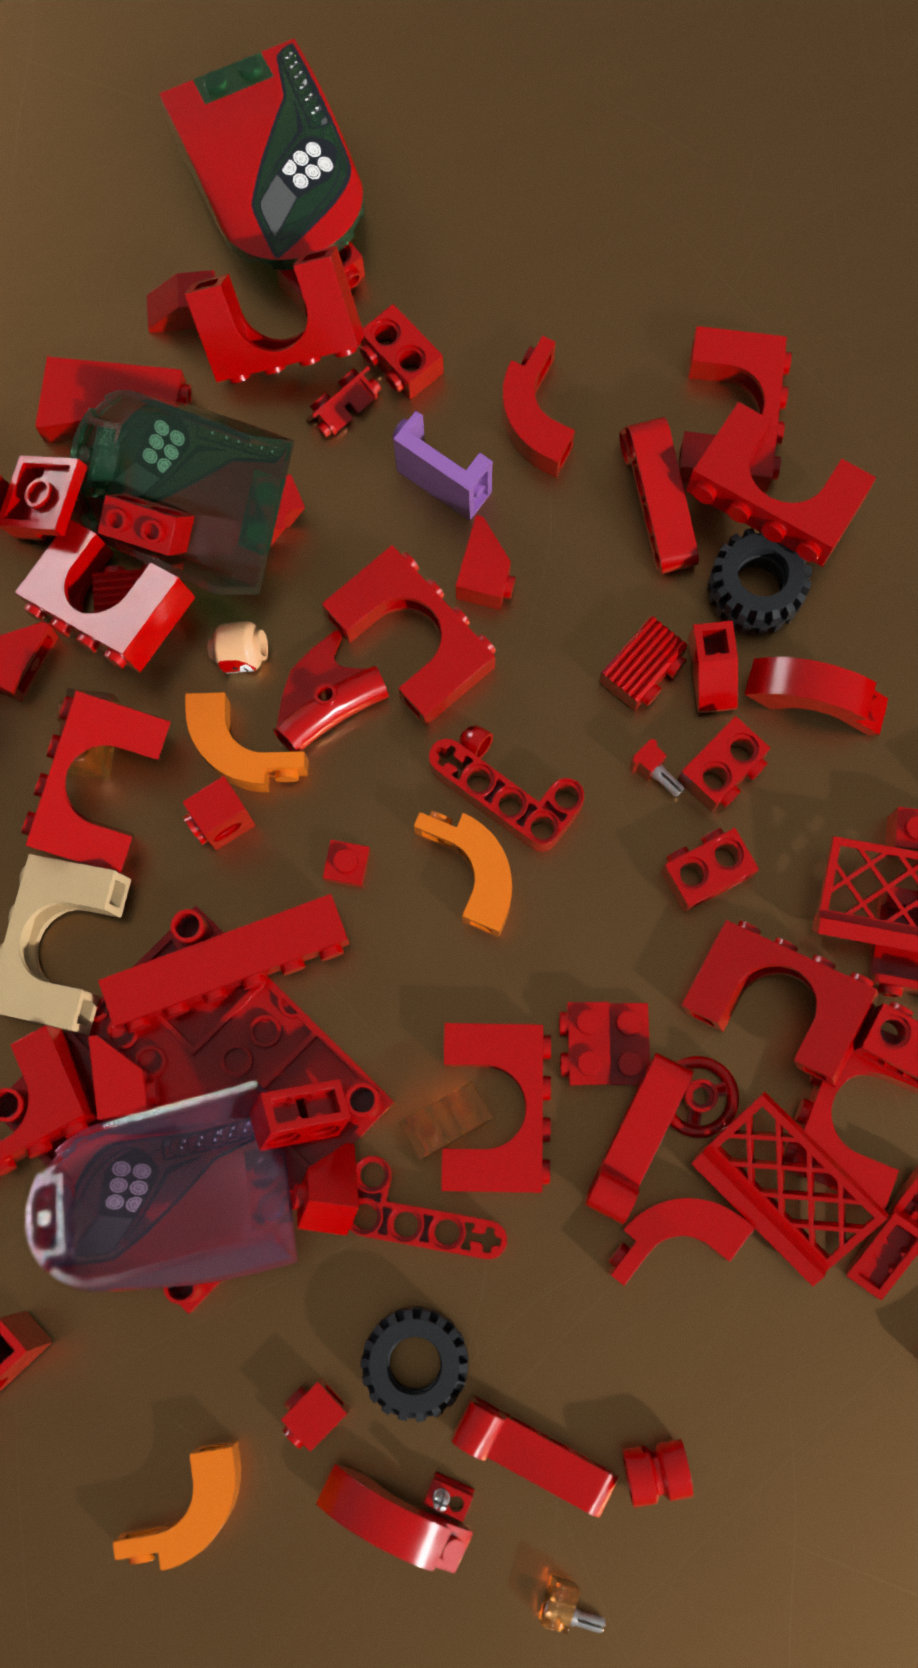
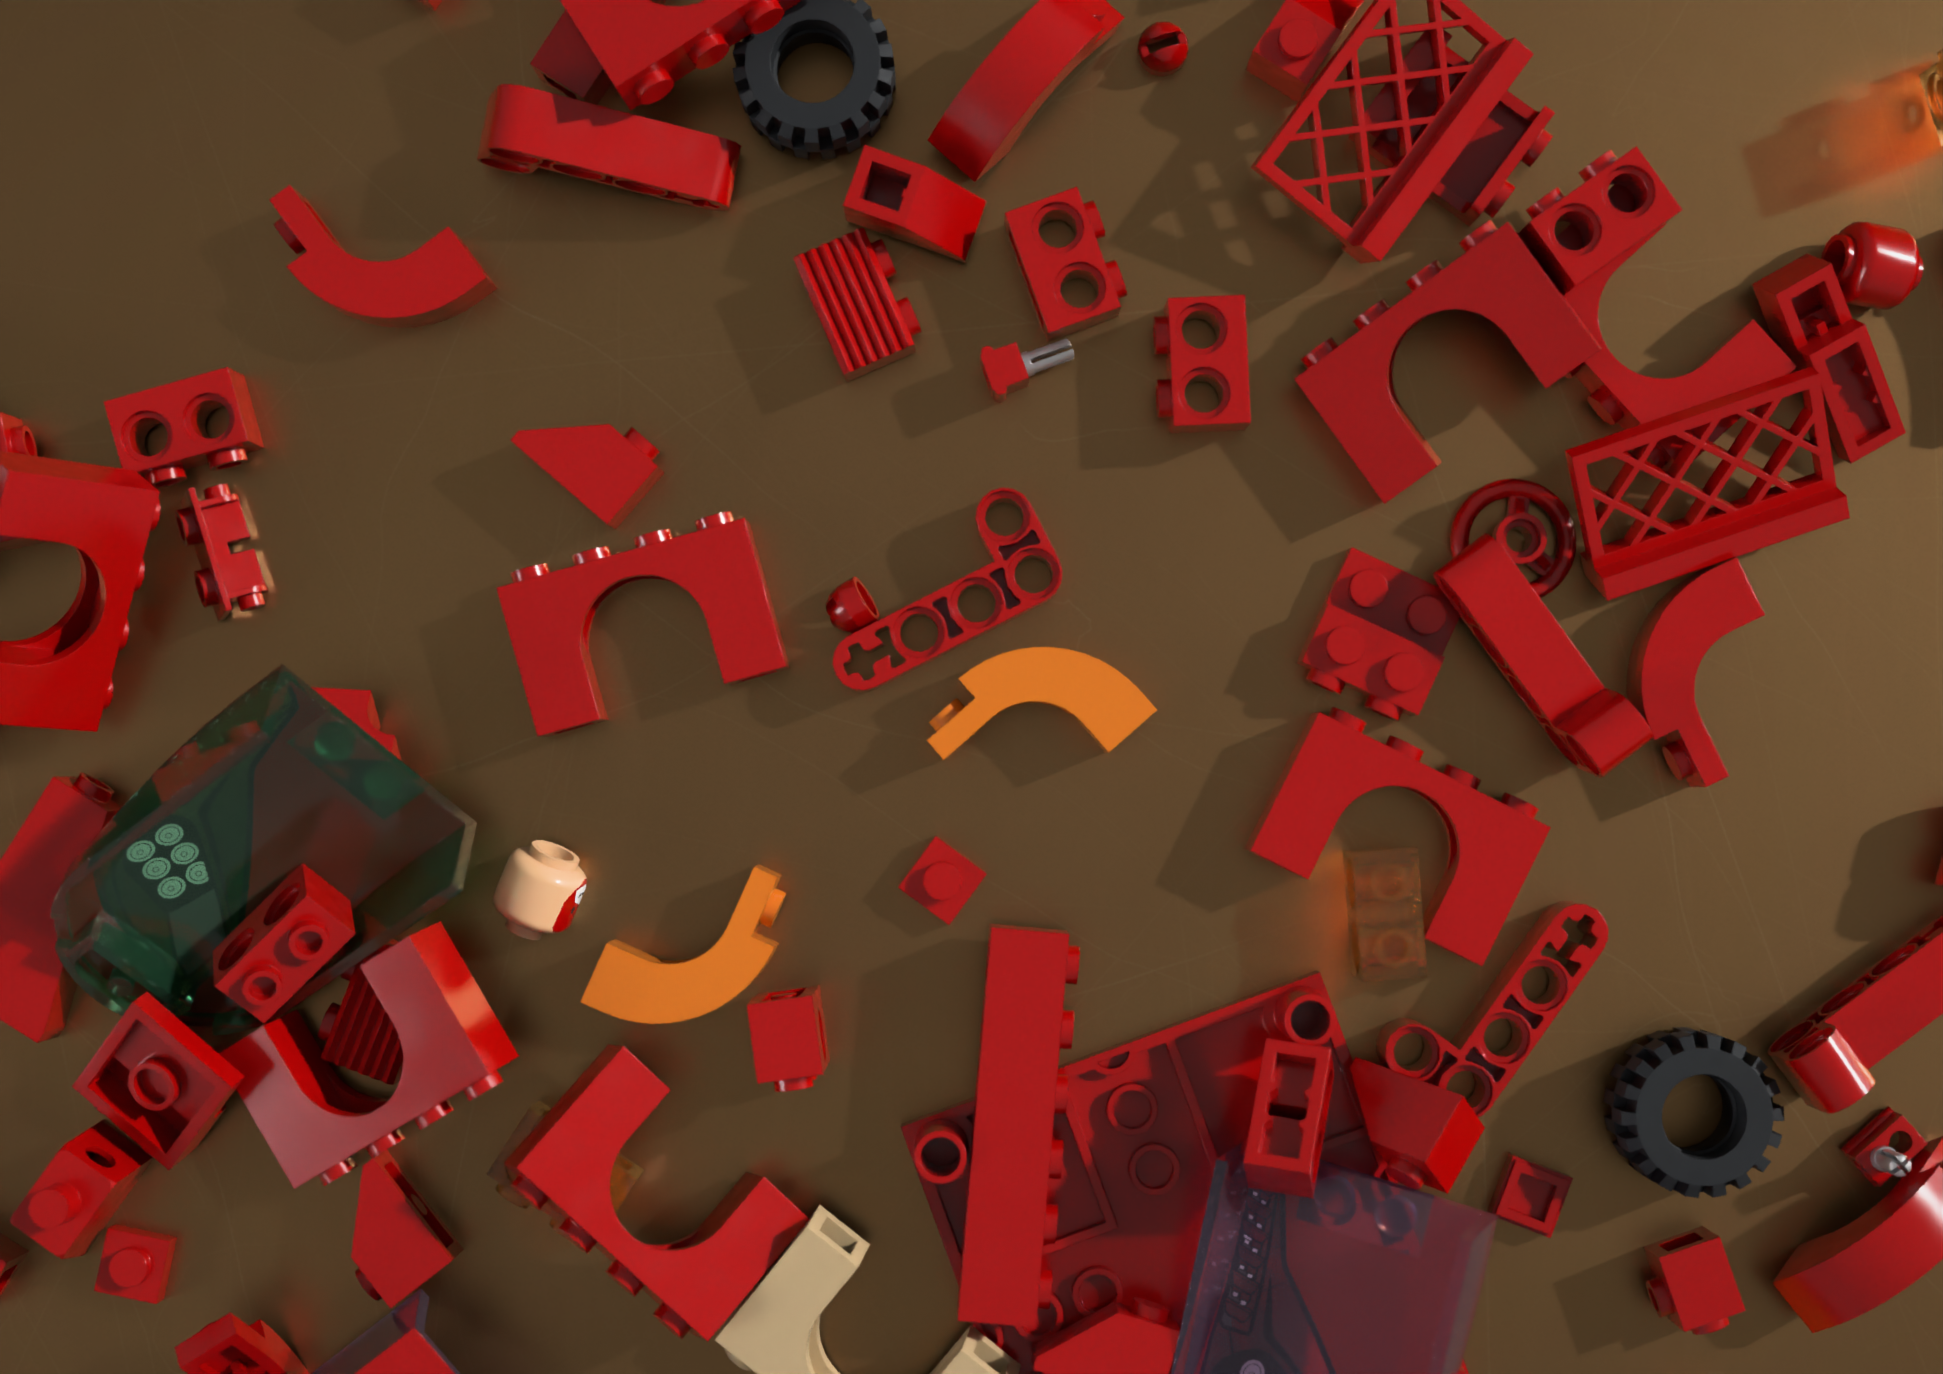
camera: 65 degrees left, 10 degrees up
(321, 1291) = (1530, 1195): none -> red tile
(324, 694) = (650, 796): red pin -> none
(438, 475) = (414, 468): medium lavender panel -> none
(869, 769) = (1165, 60): none -> red hinge

